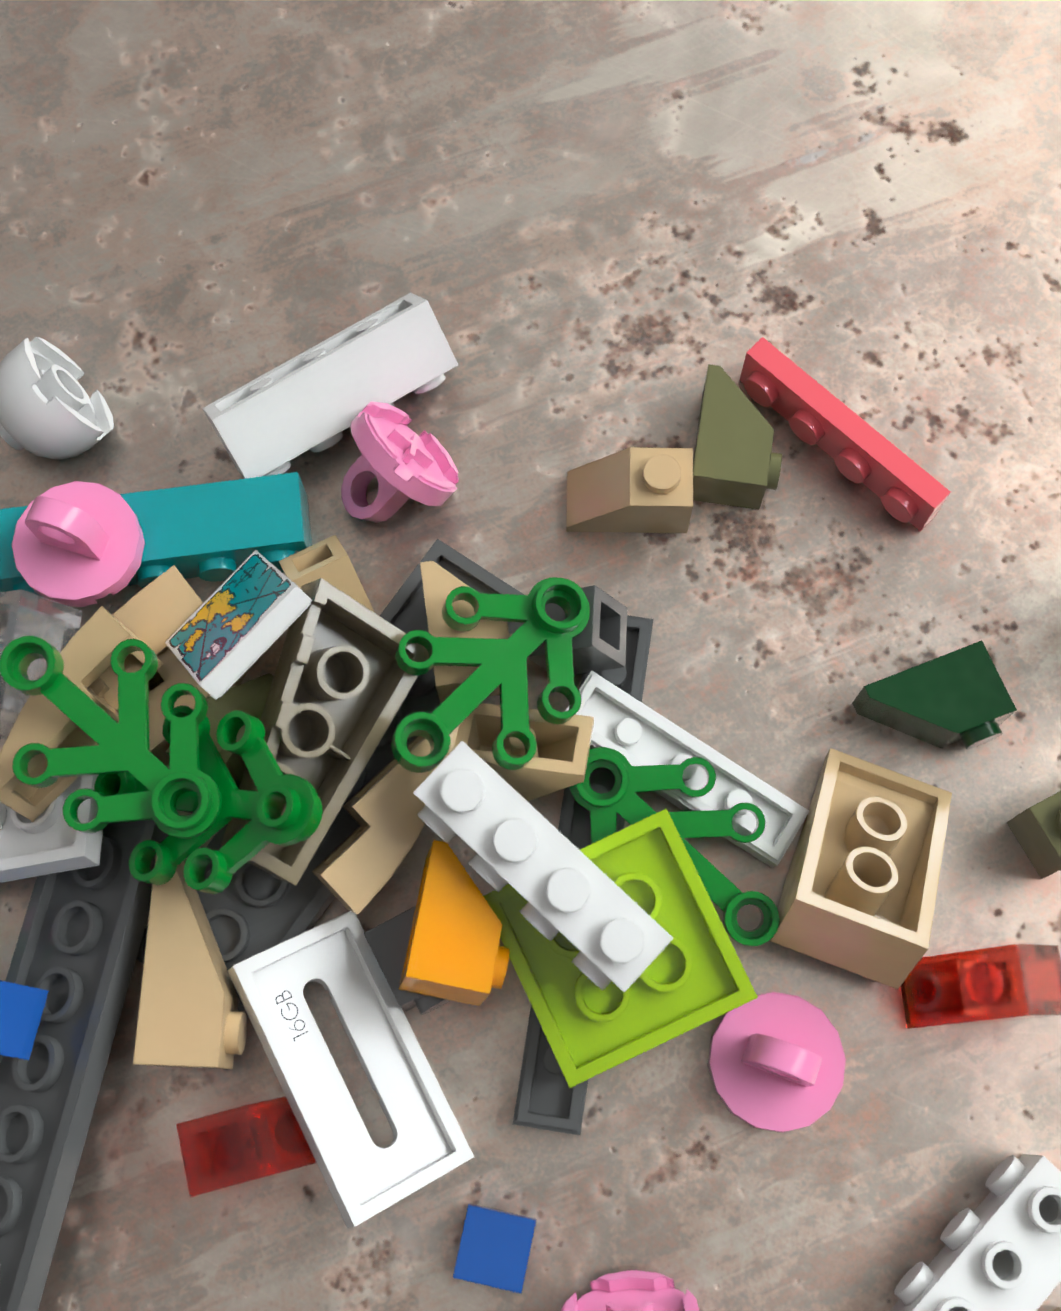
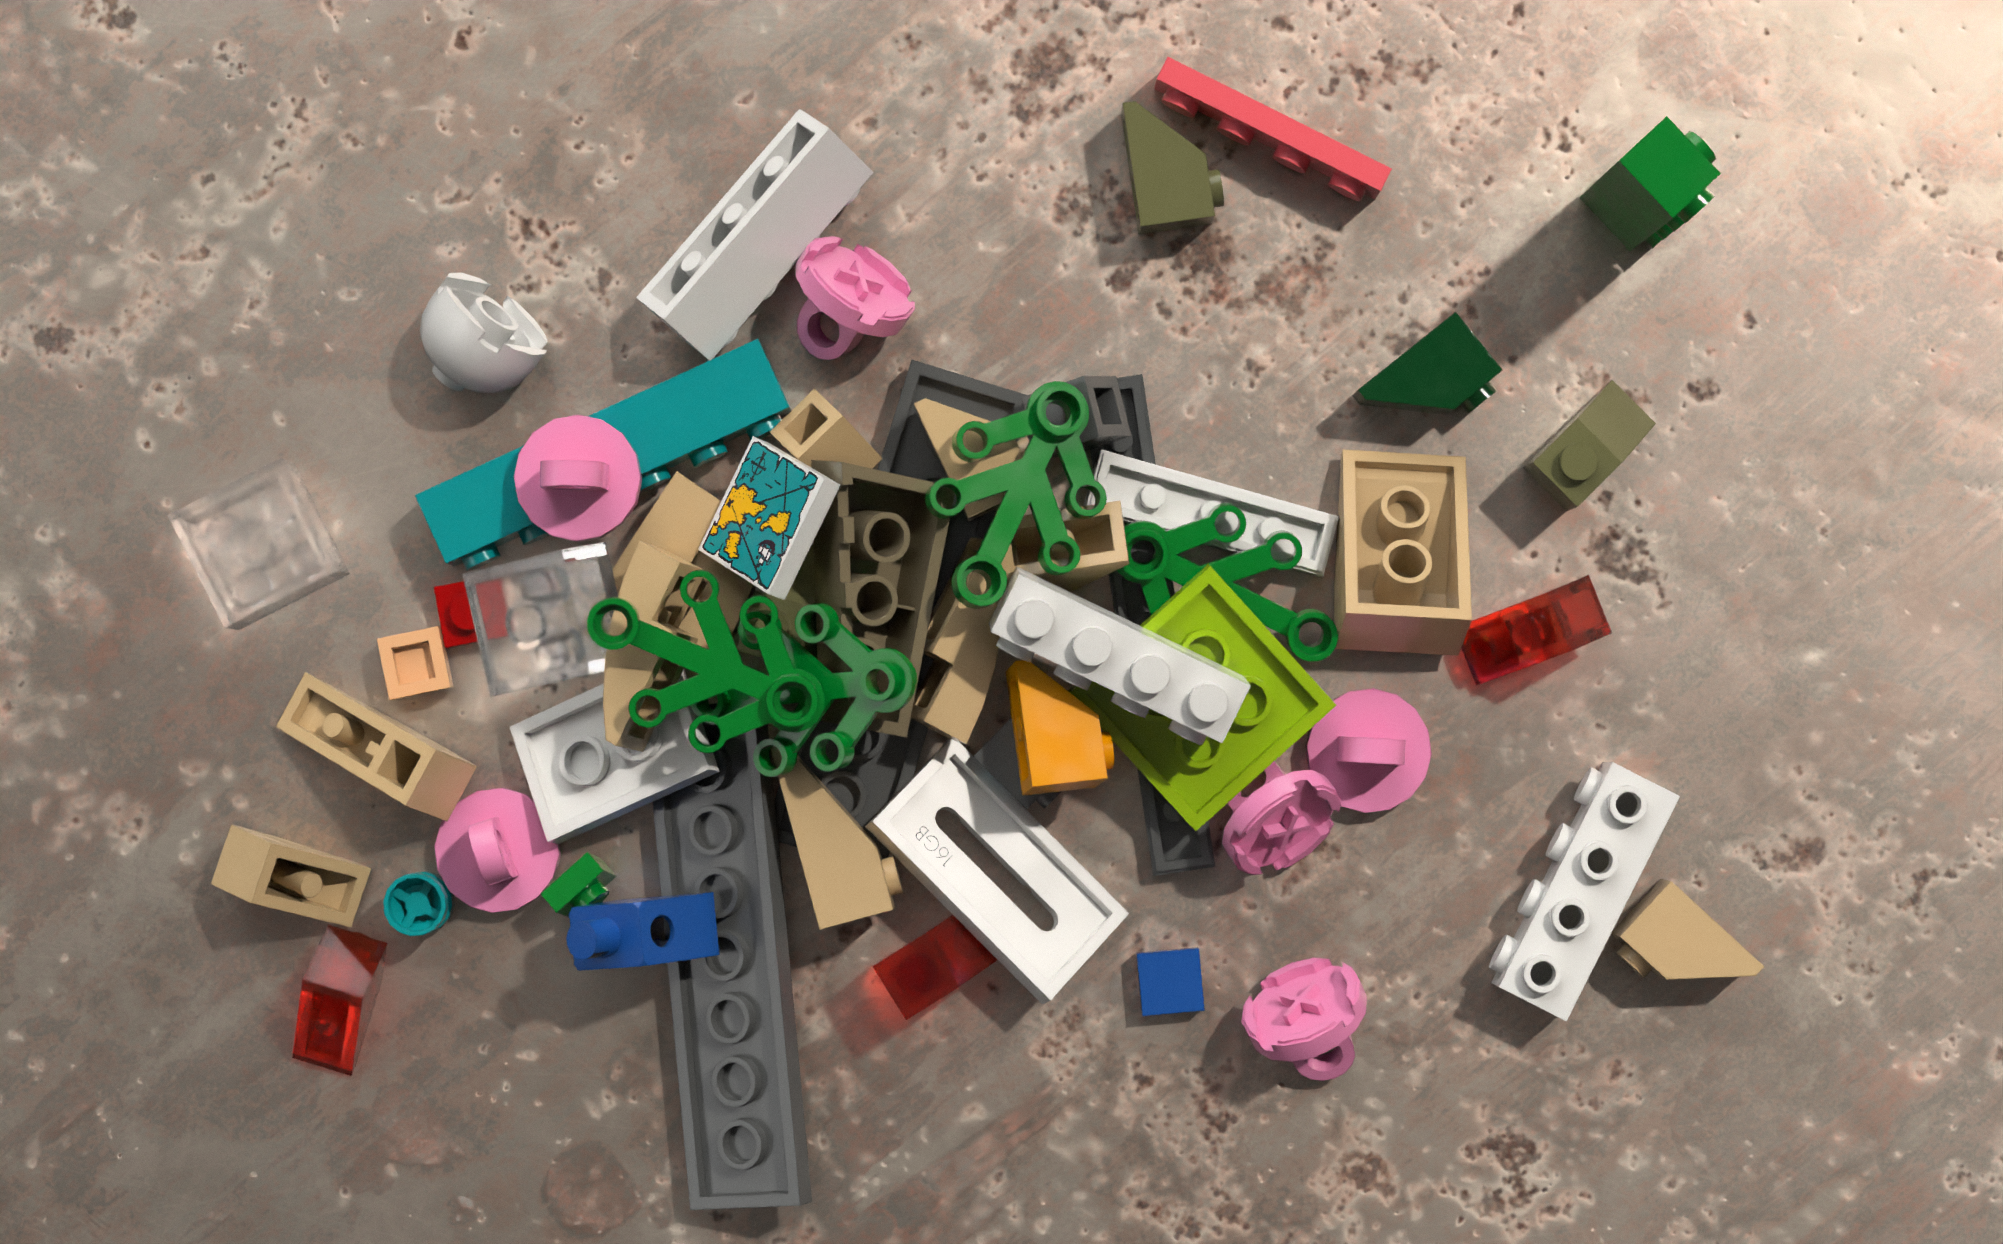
camera: 20 degrees left, 15 degrees up
(632, 492) = (1082, 253): tan slope -> none
(663, 1104) = (1280, 820): none -> bright pink tile

